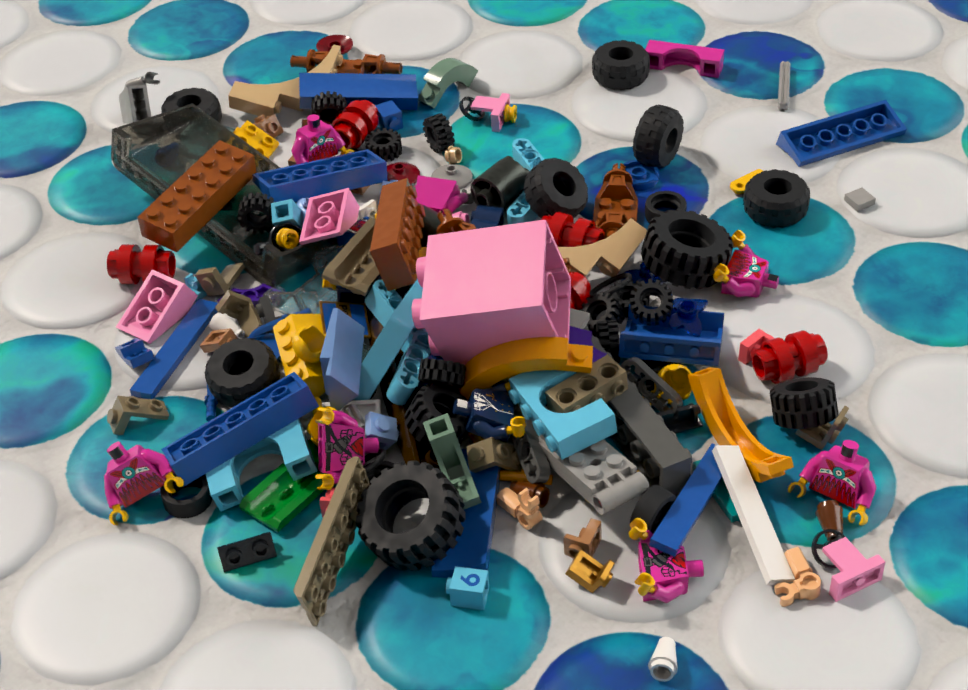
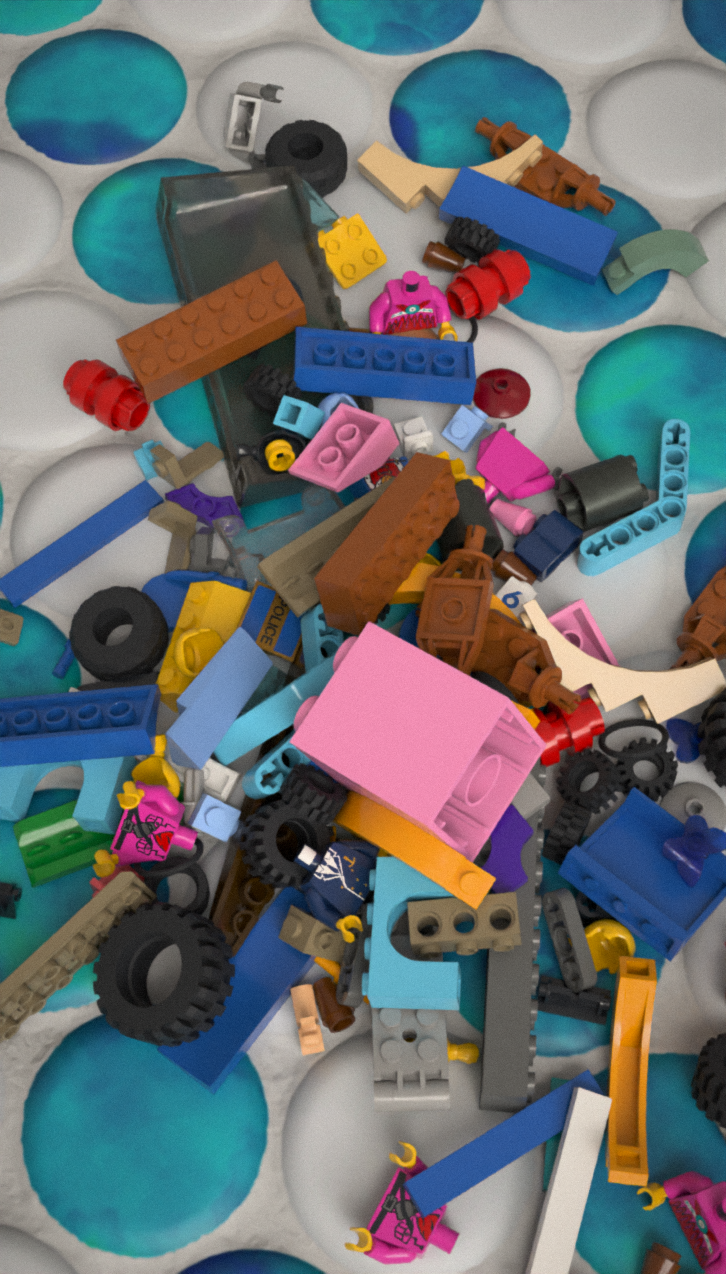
camera: 30 degrees right, 20 degrees up
(134, 353) = (31, 527): blue slope -> none
(156, 307) = (90, 471): bright pink slope -> none
(216, 339) = (130, 566): medium nougat bracket -> none
(223, 321) = (149, 544): white cone -> none
(269, 125) = (387, 226): medium nougat bracket -> none
(327, 42) = (553, 119): dark red dish -> none
(384, 143) = (508, 346): black tyre -> none
(389, 116) = (543, 286): blue brick -> none
(438, 132) = (583, 354): black tyre -> none
(451, 459) = (258, 914): sand green arch -> none
(453, 155) = (585, 397): tan plate -> none
(454, 172) = (563, 440): light grey dish -> none
(468, 588) = (178, 1102): medium azure brick -> none
(487, 104) = (687, 340): bright pink piece -> none
(510, 113) = (704, 359): yellow bush -> none
(555, 187) = (687, 548): black tyre -> none
(573, 234) = (646, 637): red piece -> none
(587, 541) = (353, 1118): medium nougat bracket -> none
(589, 571) = (325, 1165): pearl gold bracket -> none
(651, 289) = (678, 807): black tyre -> none
(653, 506) = (445, 1132): black tyre -> none

